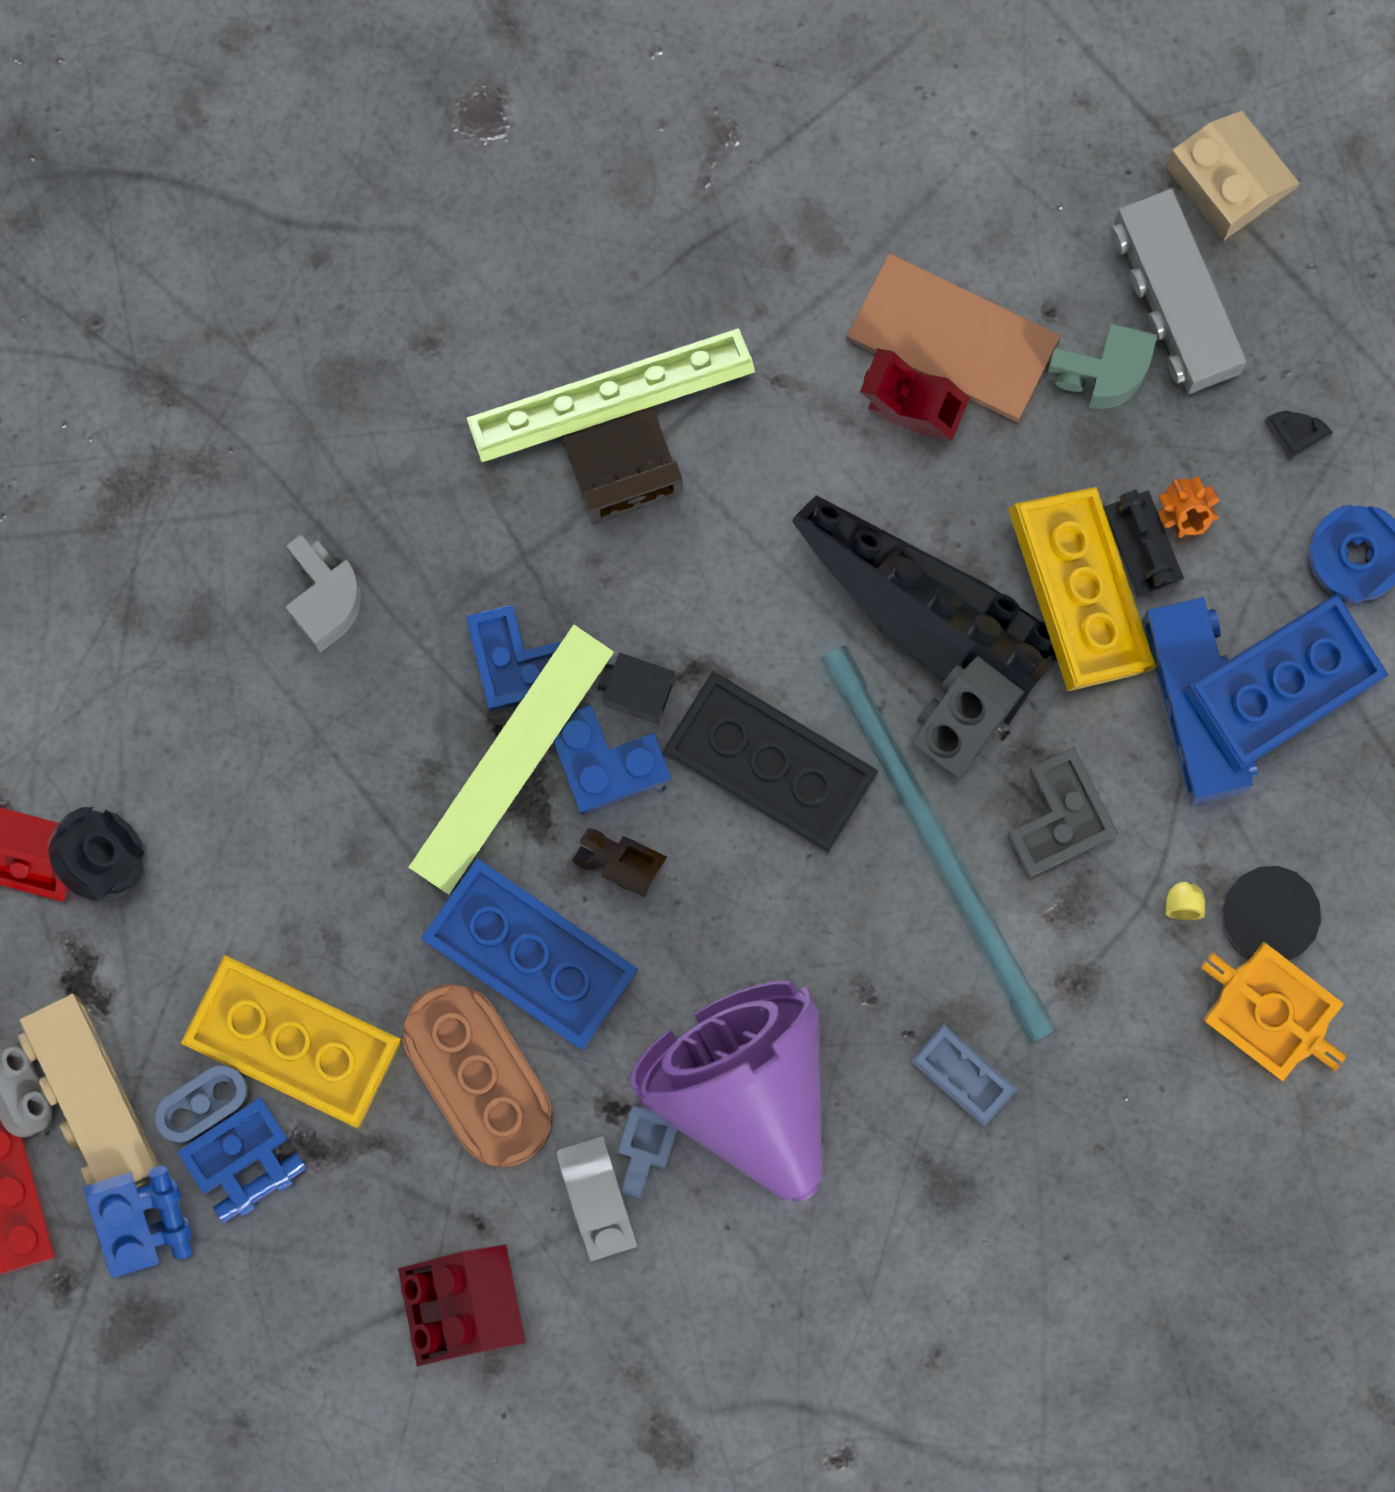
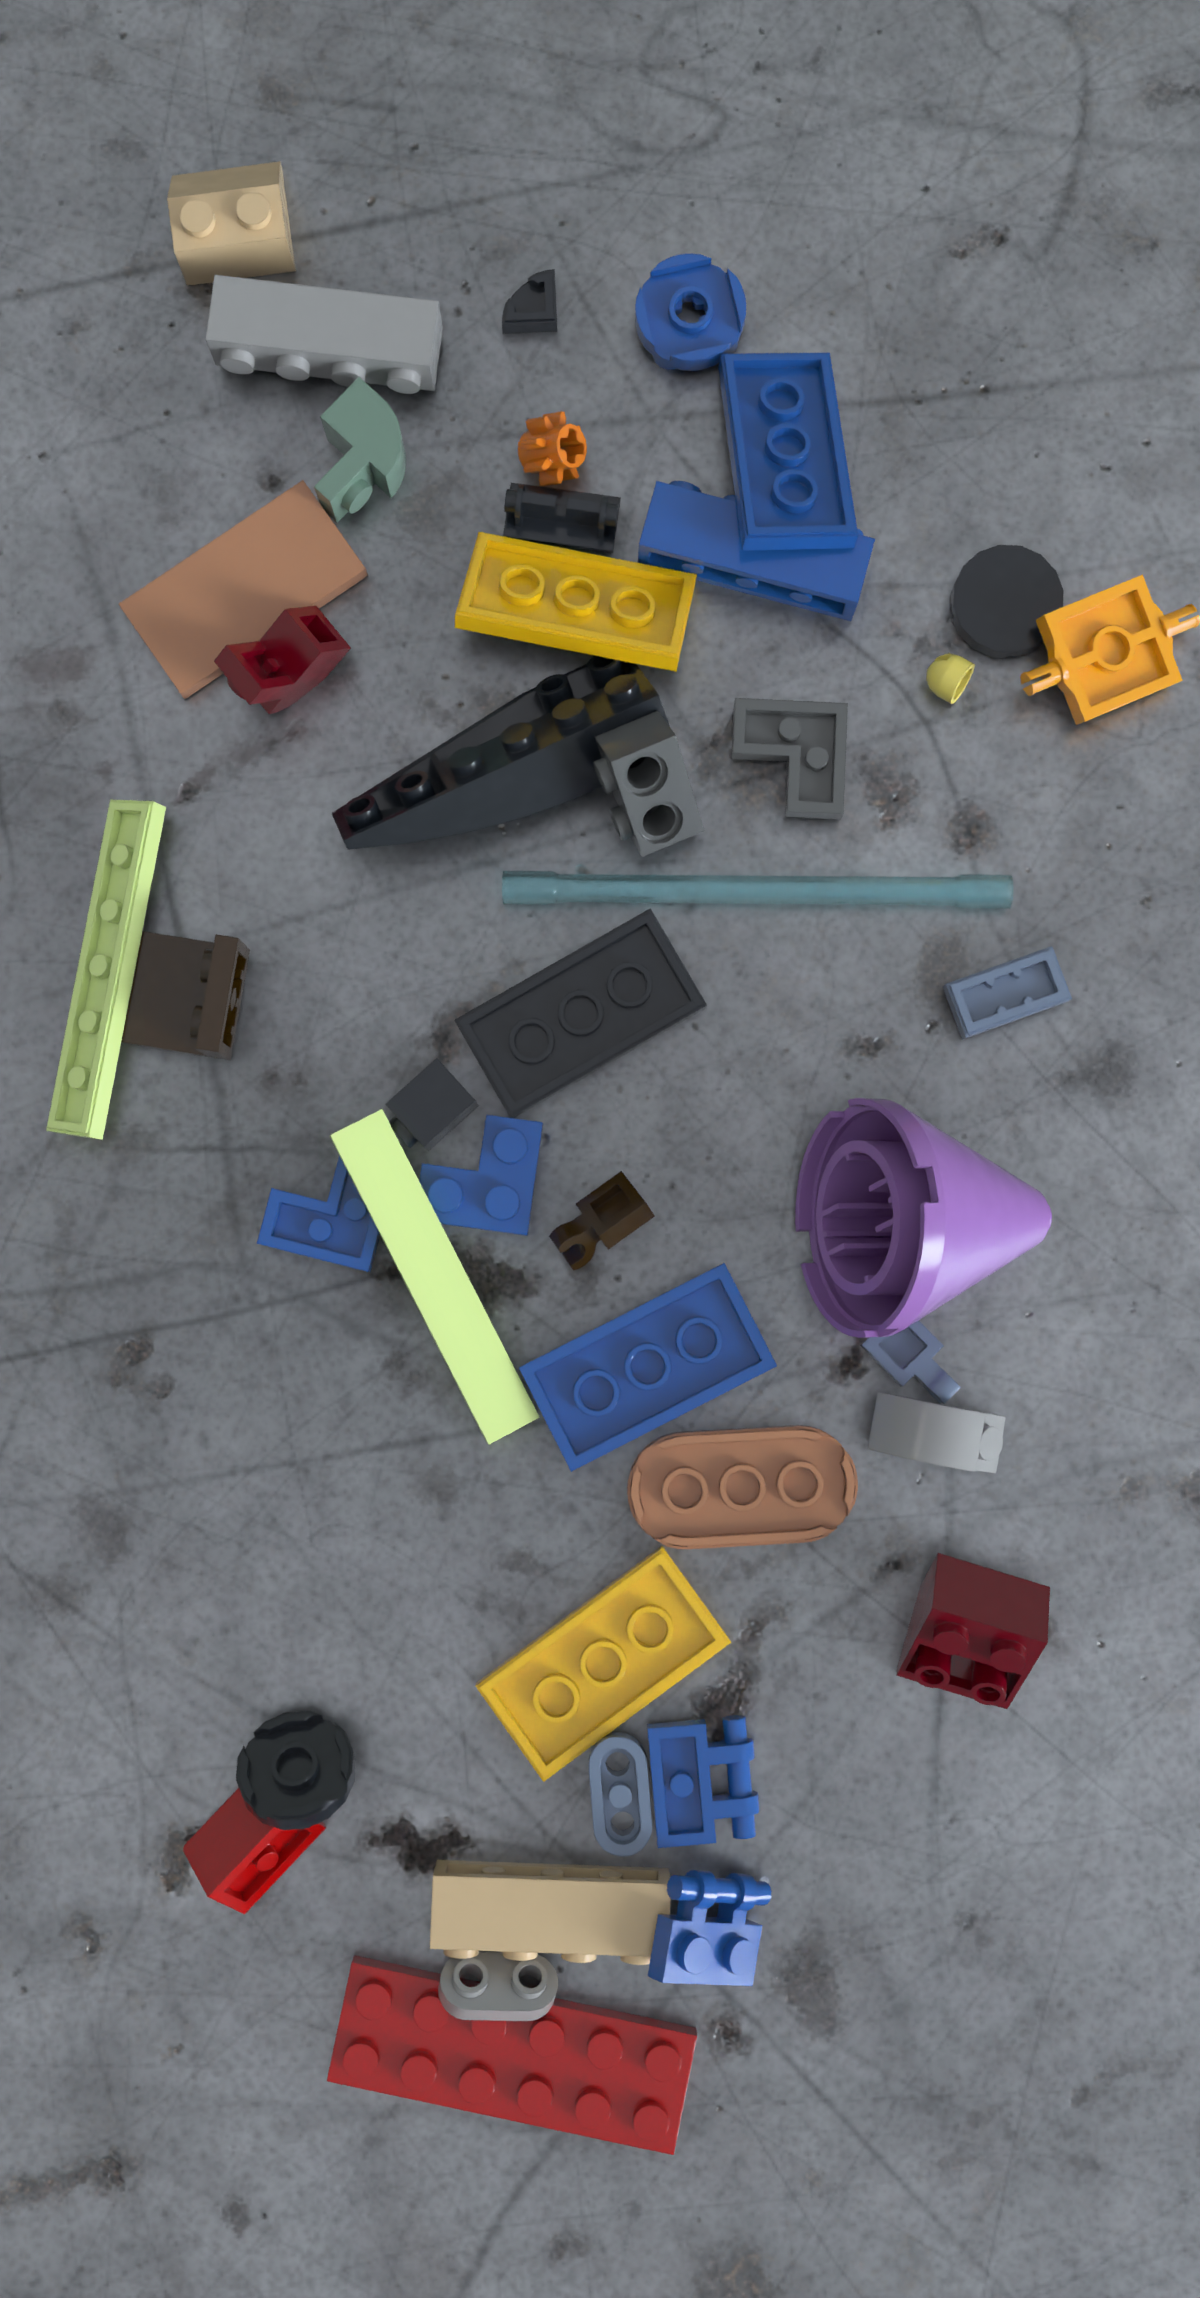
camera: 65 degrees left, 5 degrees up
(332, 602) = (164, 1378): light grey brick -> none

